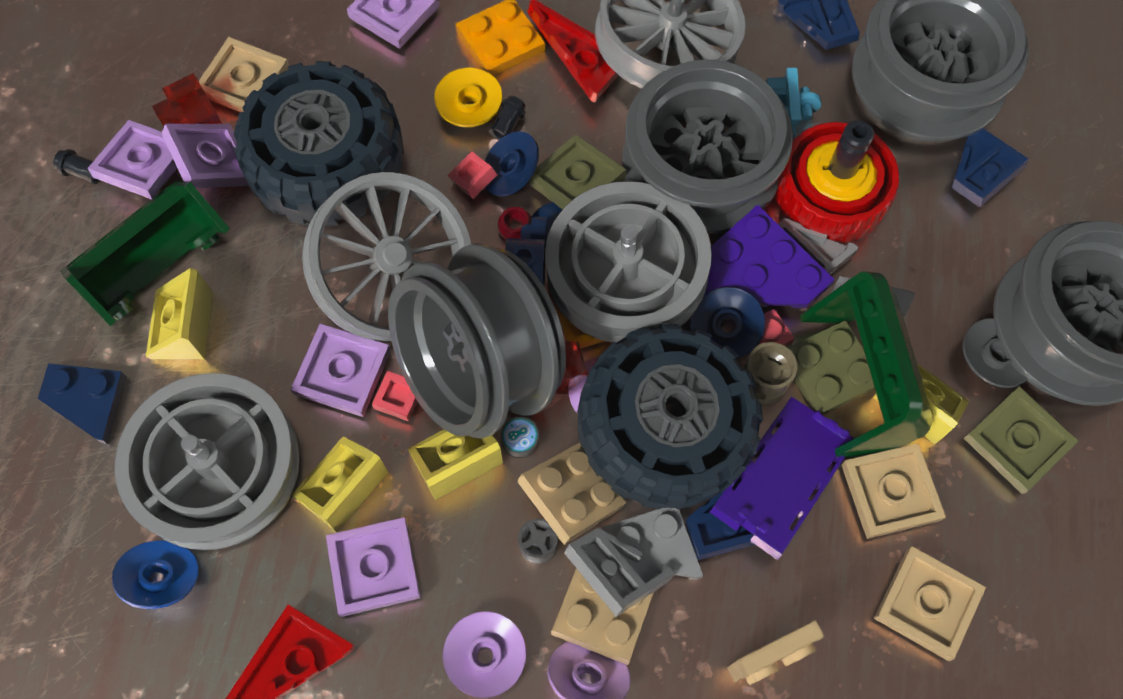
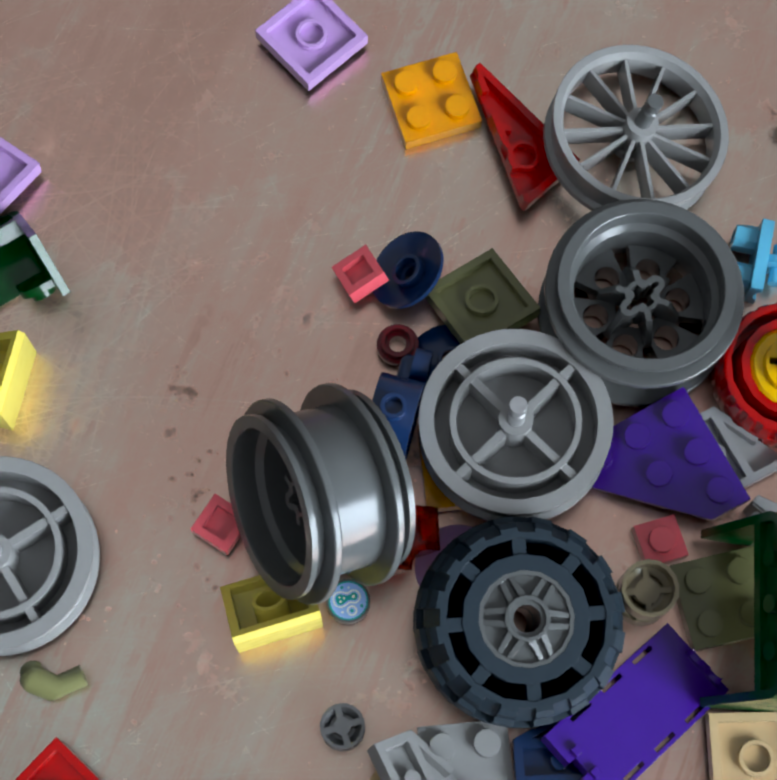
camera: 10 degrees right, 5 degrees up
(186, 104) = (48, 126): clear red brick -> none
(204, 154) = (61, 188): lavender plate -> none
(238, 71) = (117, 92): tan plate -> none
(274, 562) = (49, 685): none -> olive arm
(313, 135) = (191, 203): black wheel -> none
(341, 370) = (163, 479): lavender plate -> none
(341, 482) = (137, 611): light yellow slope -> none
(372, 567) = (155, 715): lavender plate -> none
(389, 254) = (242, 364): light grey wheel -> none
(468, 86) = (377, 157): yellow dish -> none
(511, 112) = (417, 208): black pin -> none
(570, 493) = (388, 682): tan plate -> none
(731, 305) = (613, 497): dark blue dish -> none

